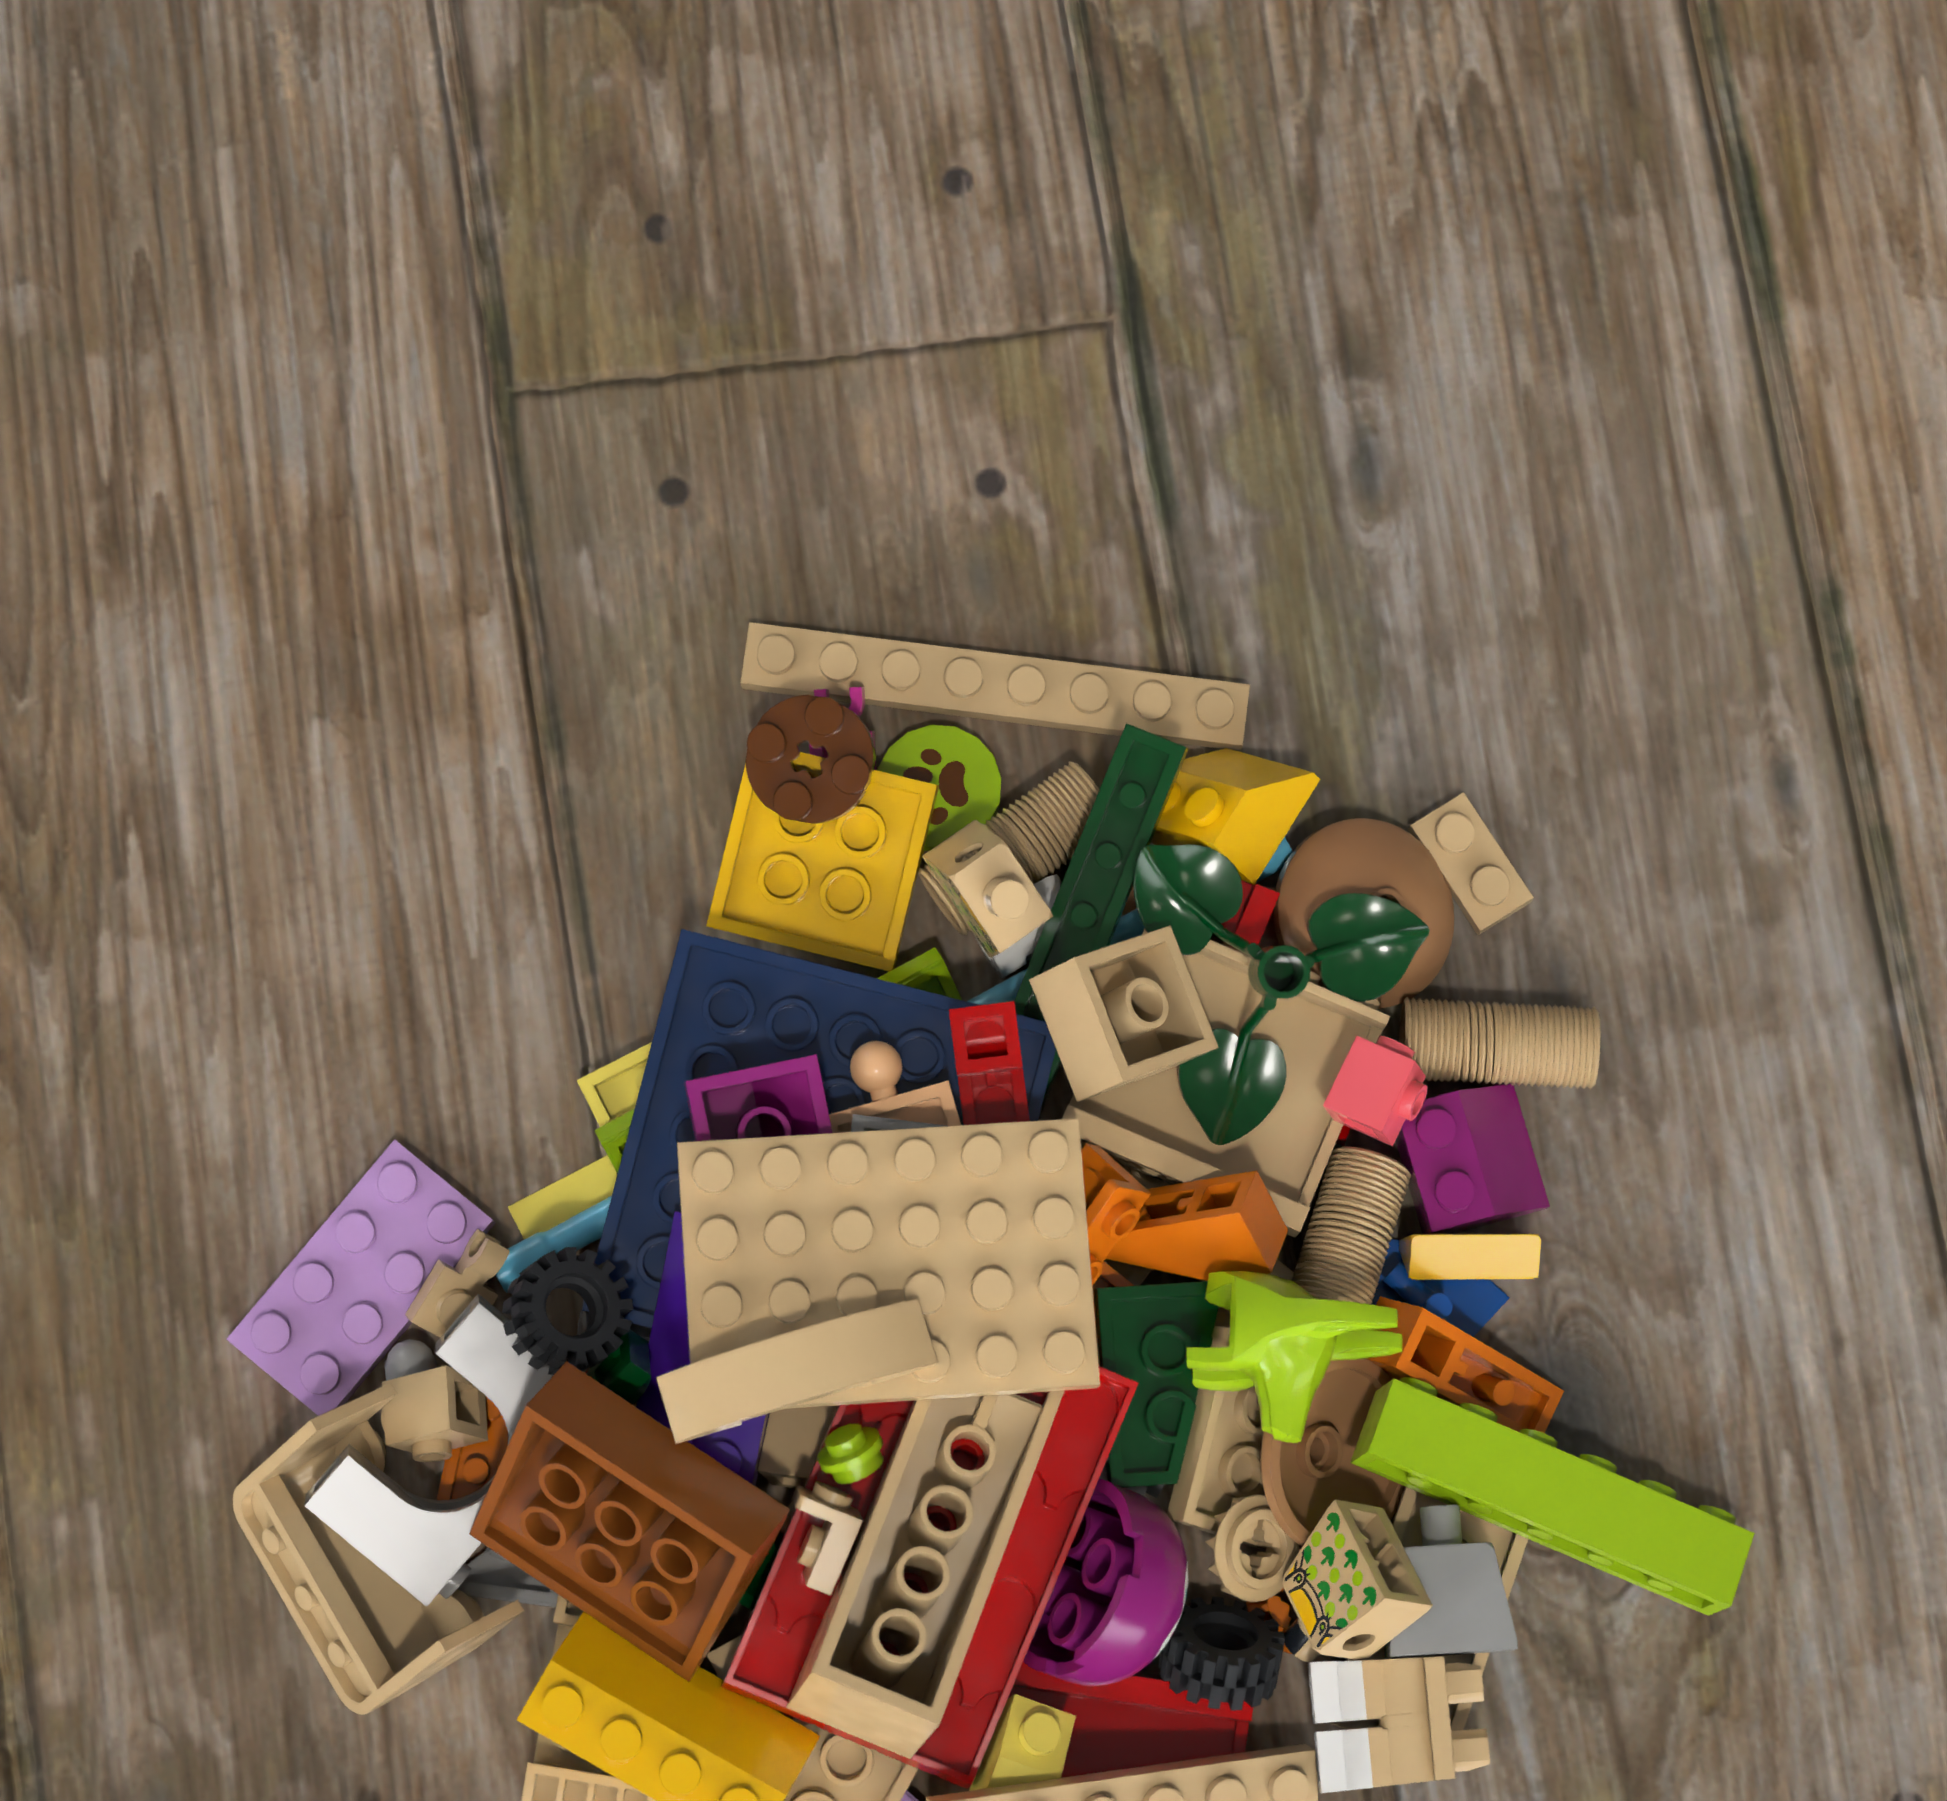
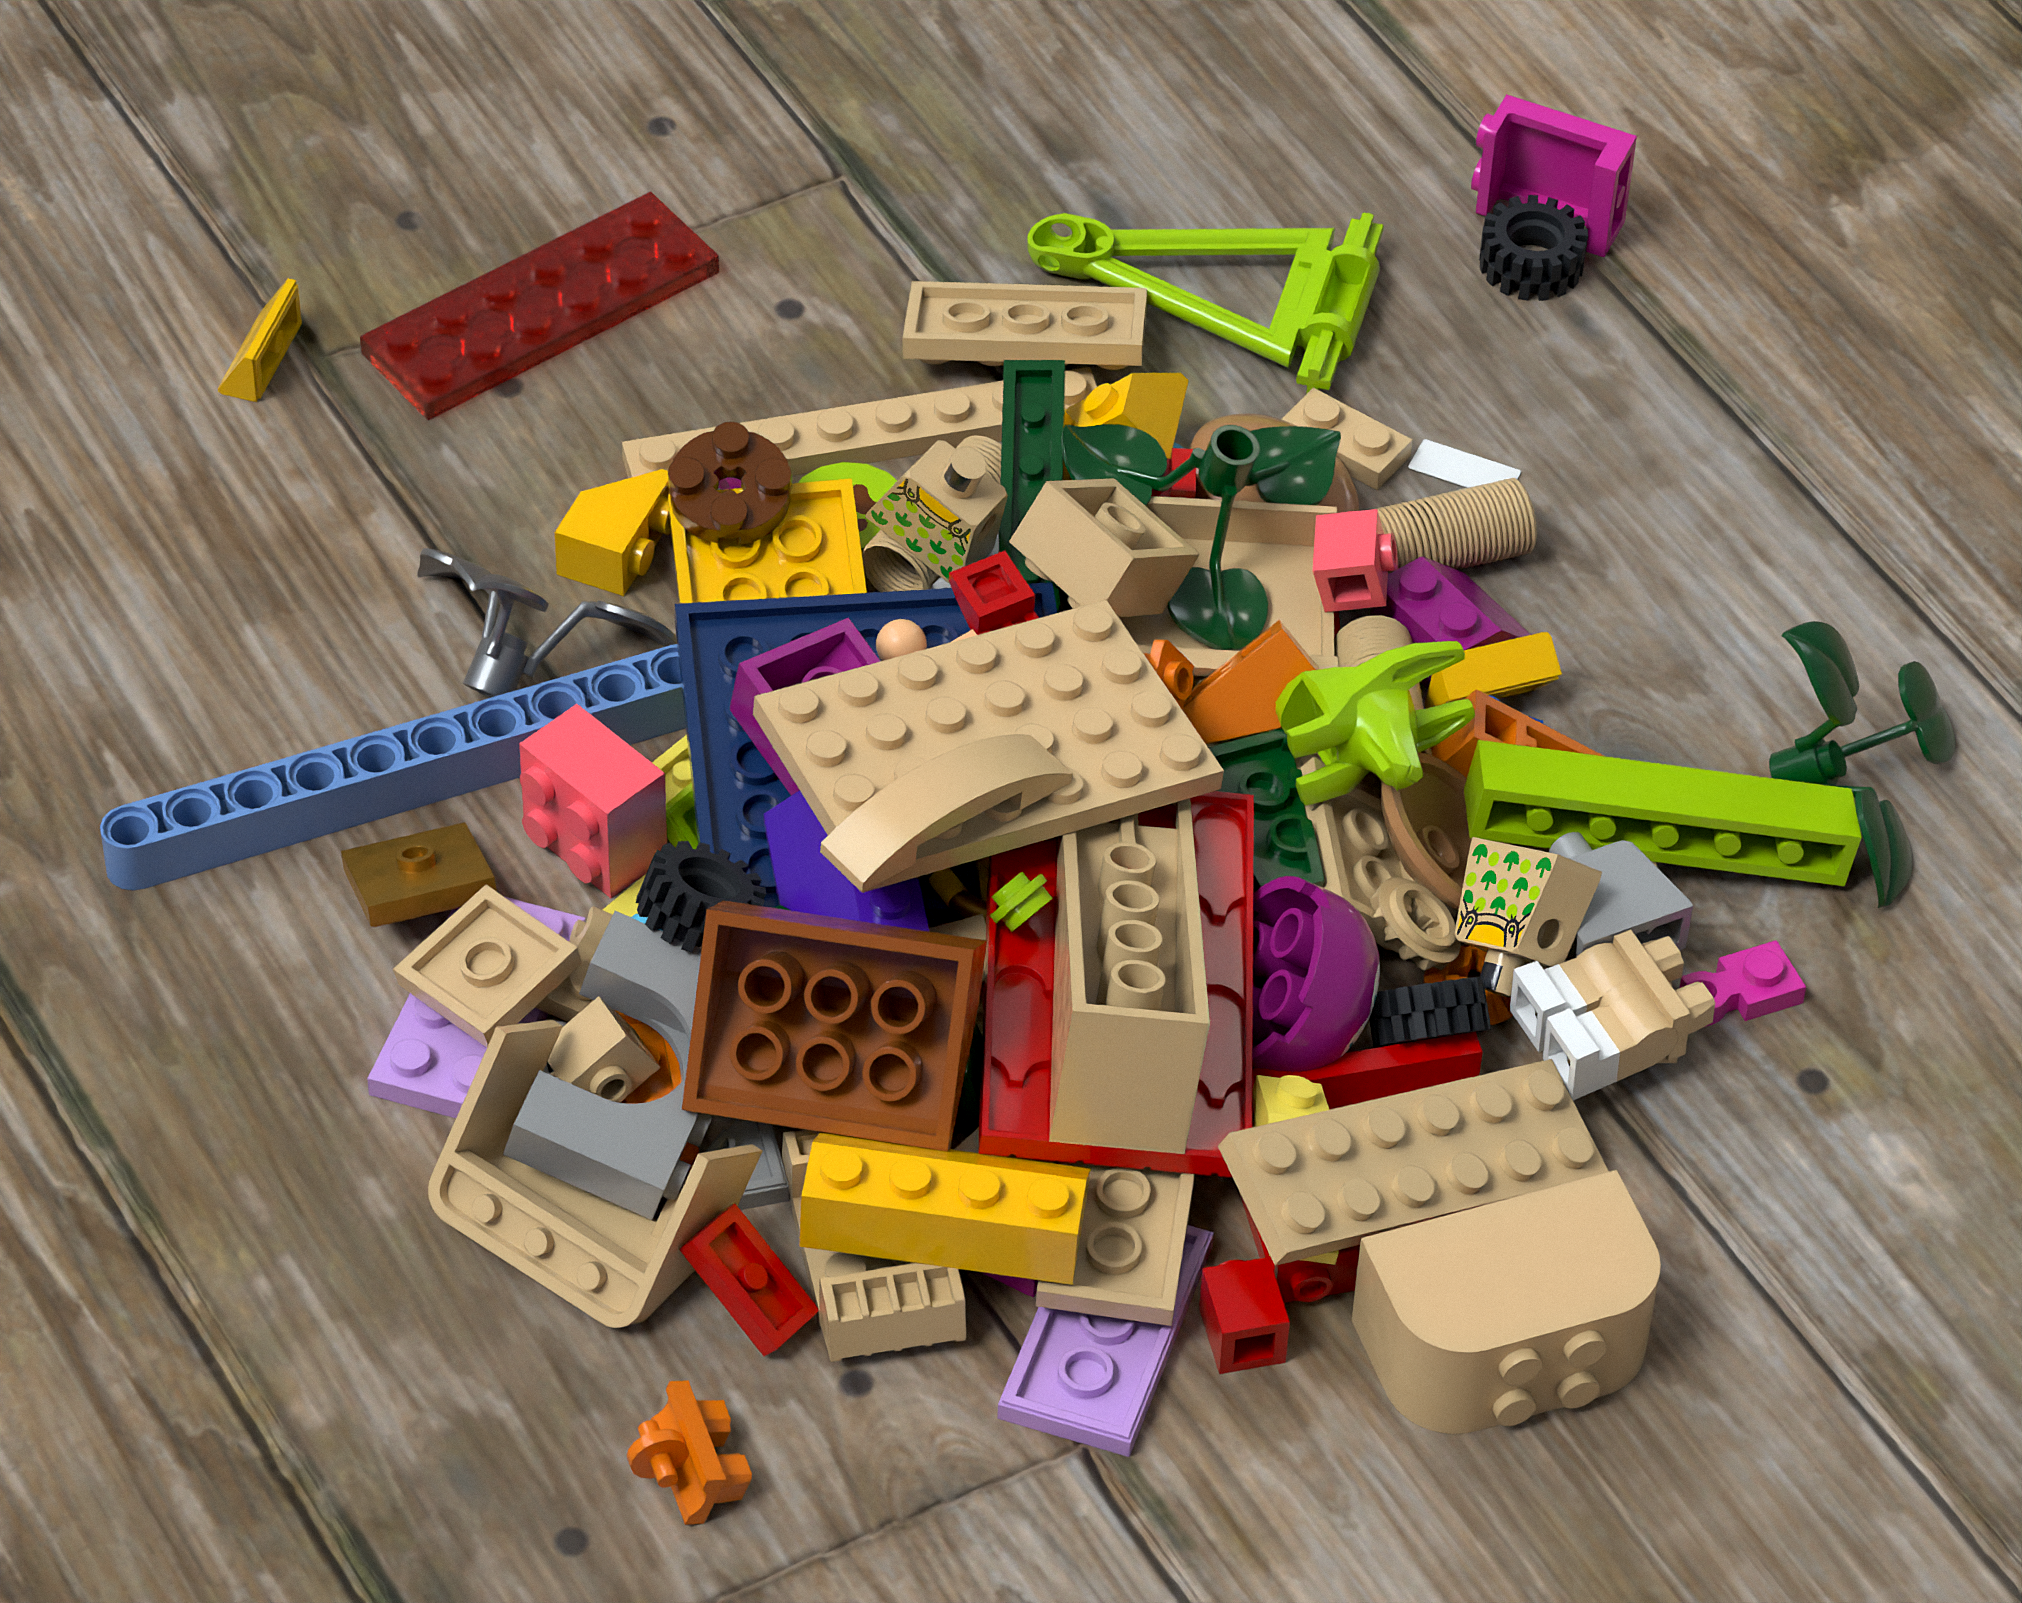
camera: 25 degrees left, 30 degrees down
(354, 1116) = (417, 874): none -> pearl gold plate
(363, 1279) = (487, 965): none -> tan plate
(391, 987) = (377, 773): none -> medium blue beam
(448, 365) = (264, 345): none -> yellow slope
(475, 1719) = (749, 1279): none -> red plate
(519, 874) = (501, 655): none -> flat silver plant
(536, 1103) = (592, 800): none -> coral brick
(694, 744) = (613, 532): none -> yellow slope
(742, 398) = (539, 305): none -> clear red plate
(827, 1547) = (1032, 967): tan bracket -> none
(1204, 613) = (1025, 323): none -> tan plate
(1519, 678) = (1317, 307): none -> lime piece
(1565, 1699) = (1752, 982): none -> dark pink plate
(1576, 940) = (1458, 466): none -> white sticker
(1748, 1473) = (1823, 762): none -> dark green plant
(1789, 646) = (1528, 269): none -> black tyre
(1836, 598) = (1557, 157): none -> dark pink panel

